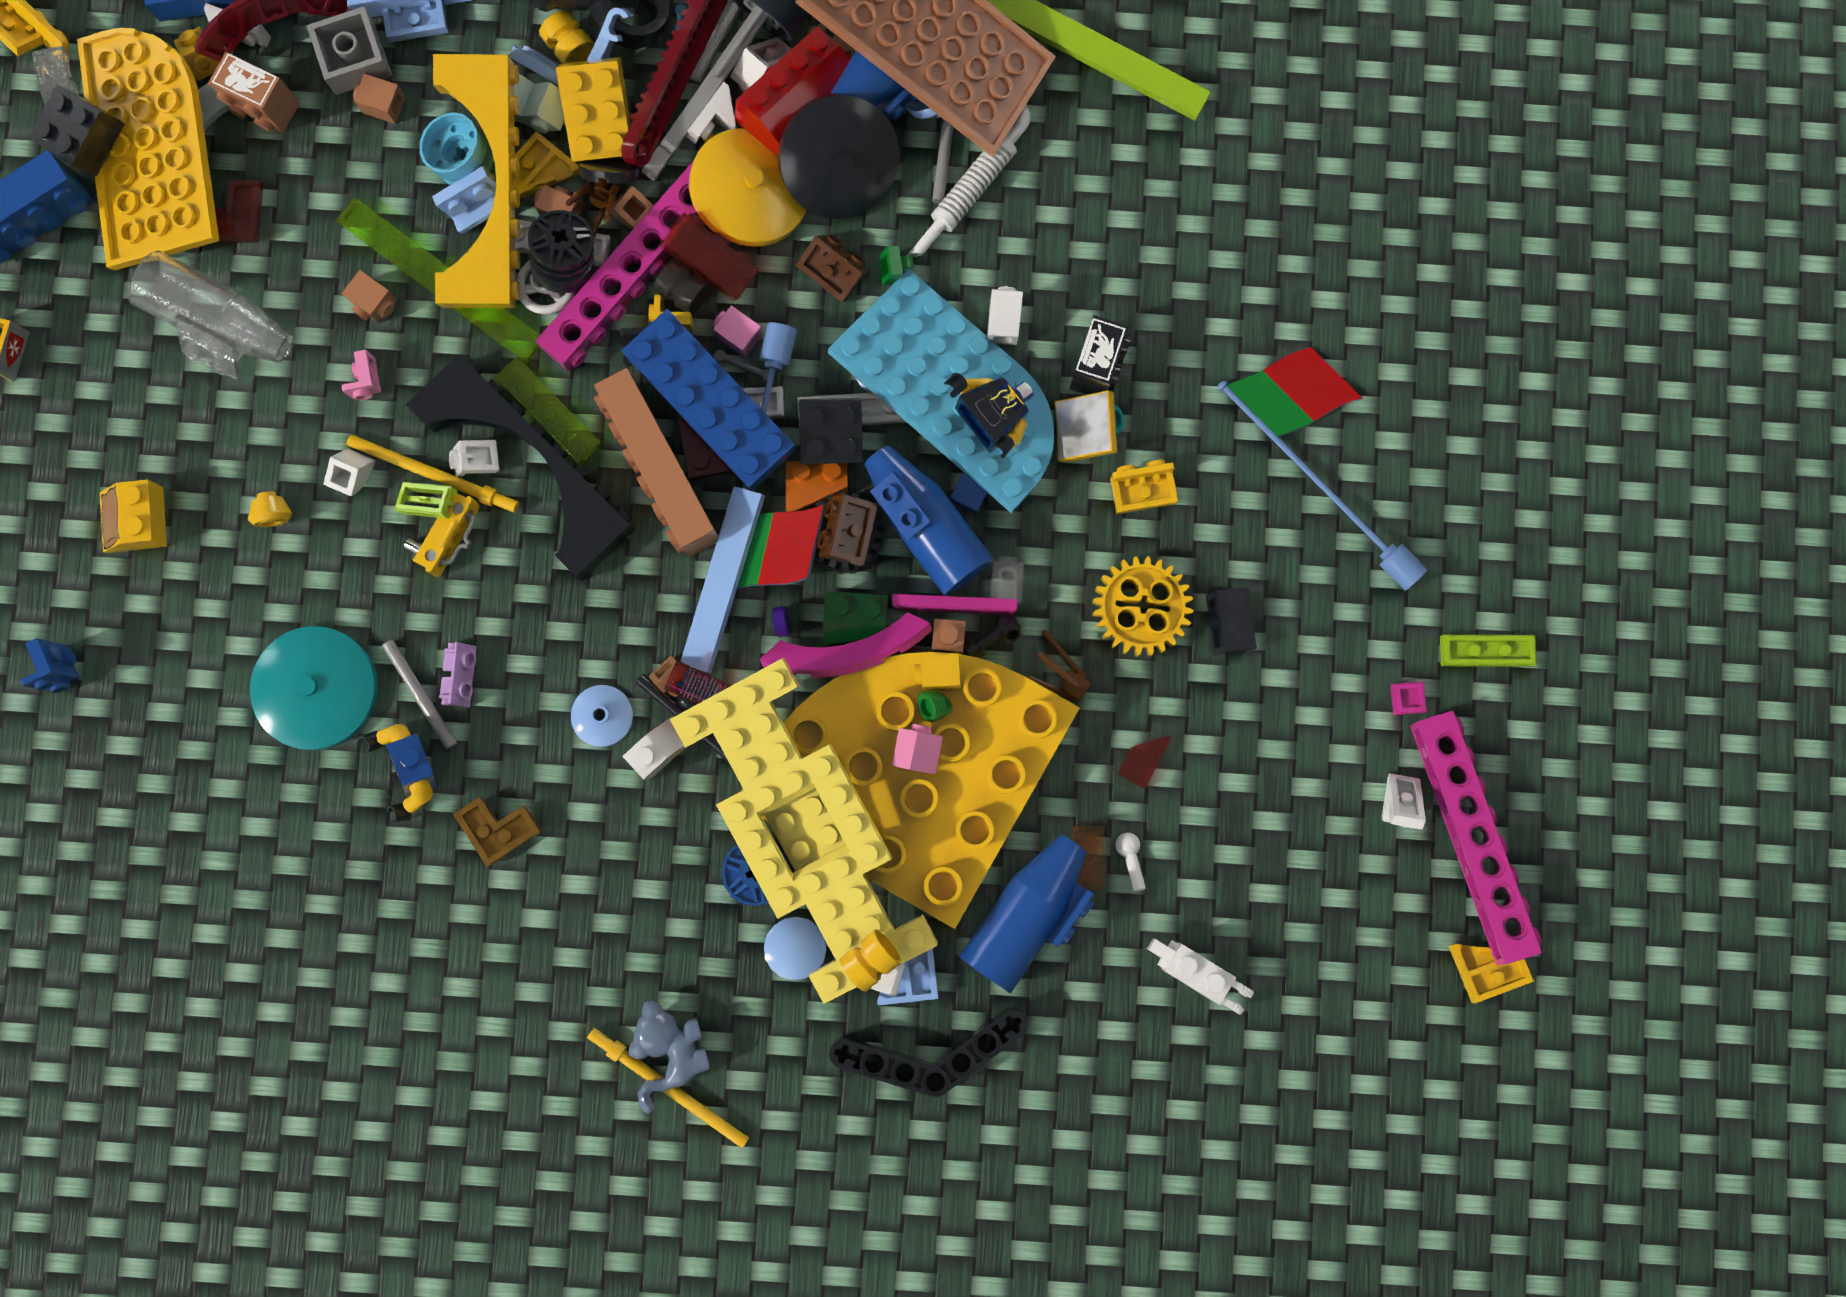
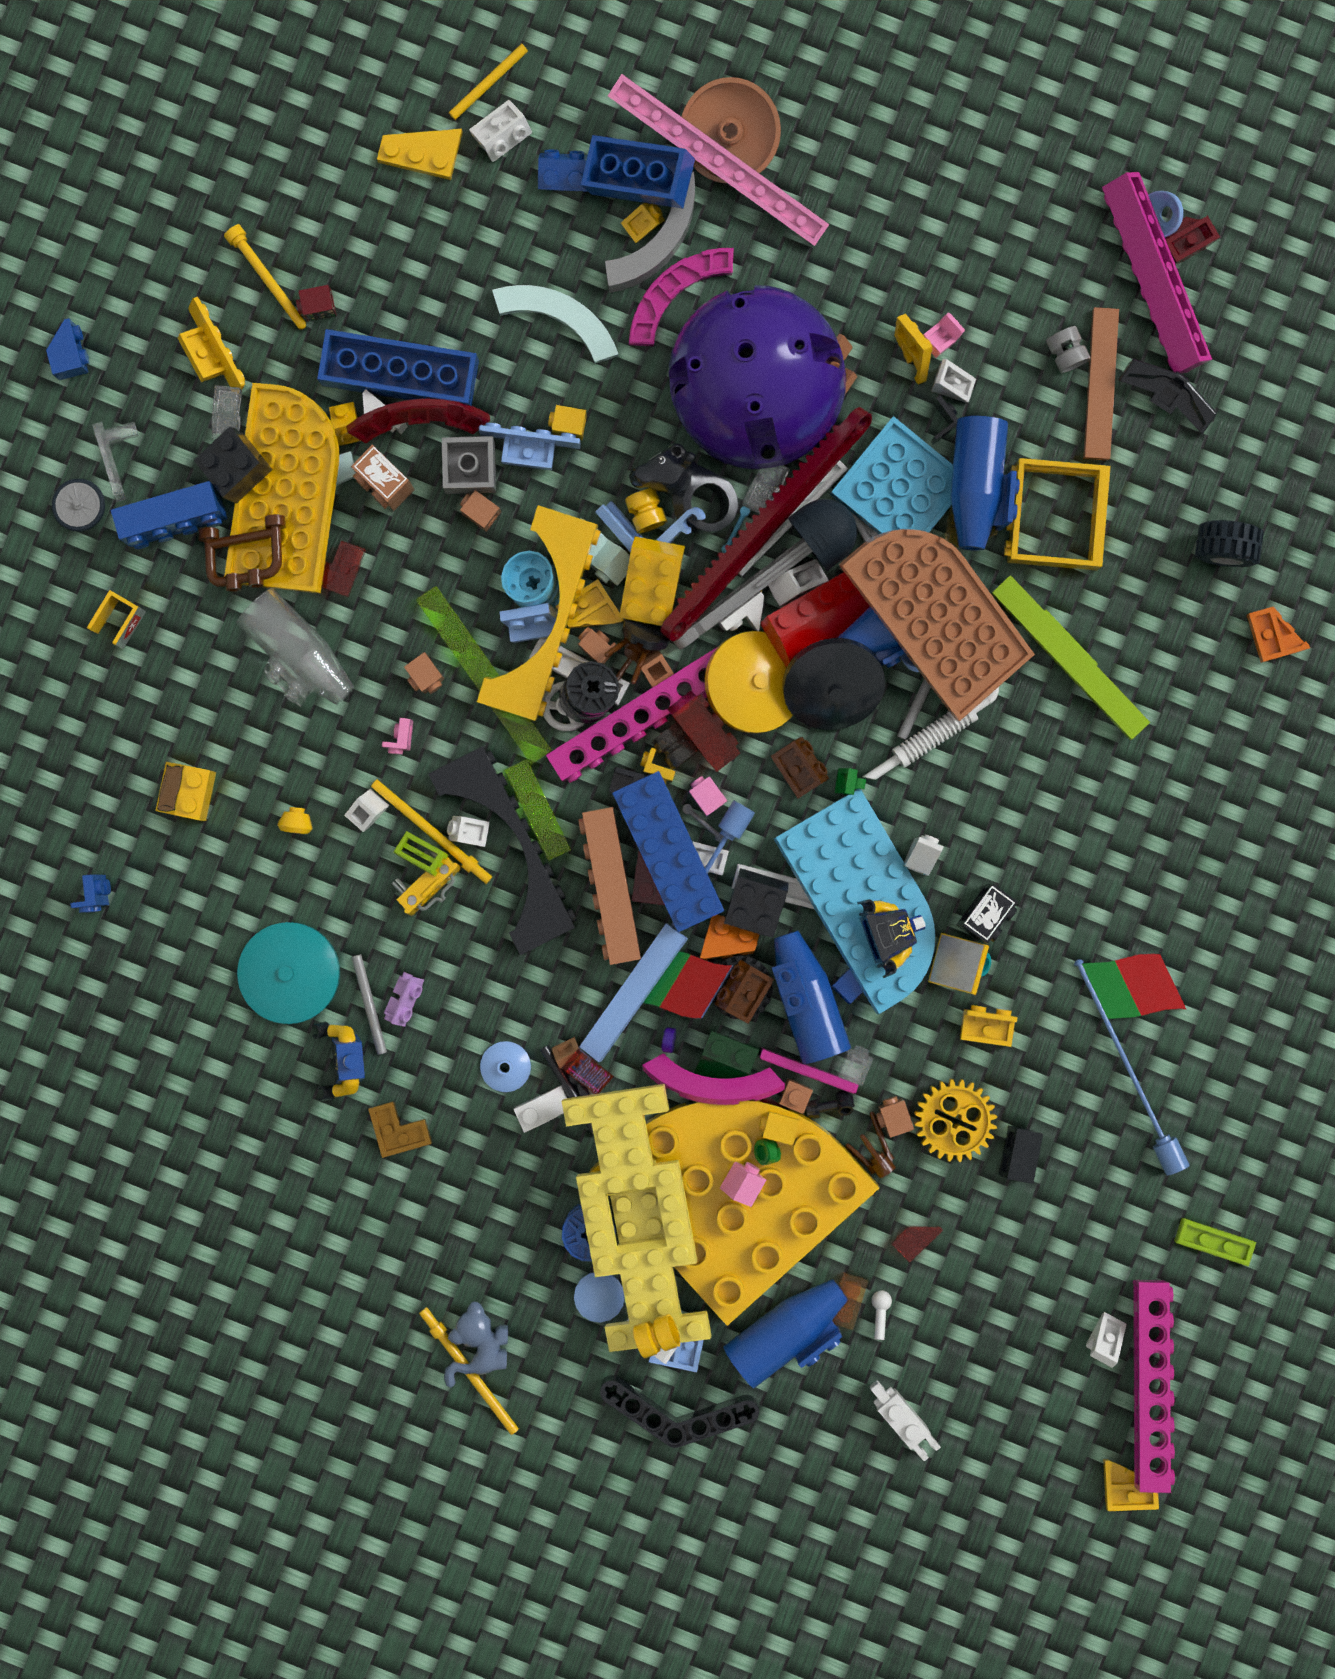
camera: 20 degrees right, 5 degrees up
(78, 224) = (254, 577): none -> reddish brown bar
(1071, 625) = (894, 1117): none -> nougat brick
(1408, 698) = (1139, 1258): dark pink tile -> none

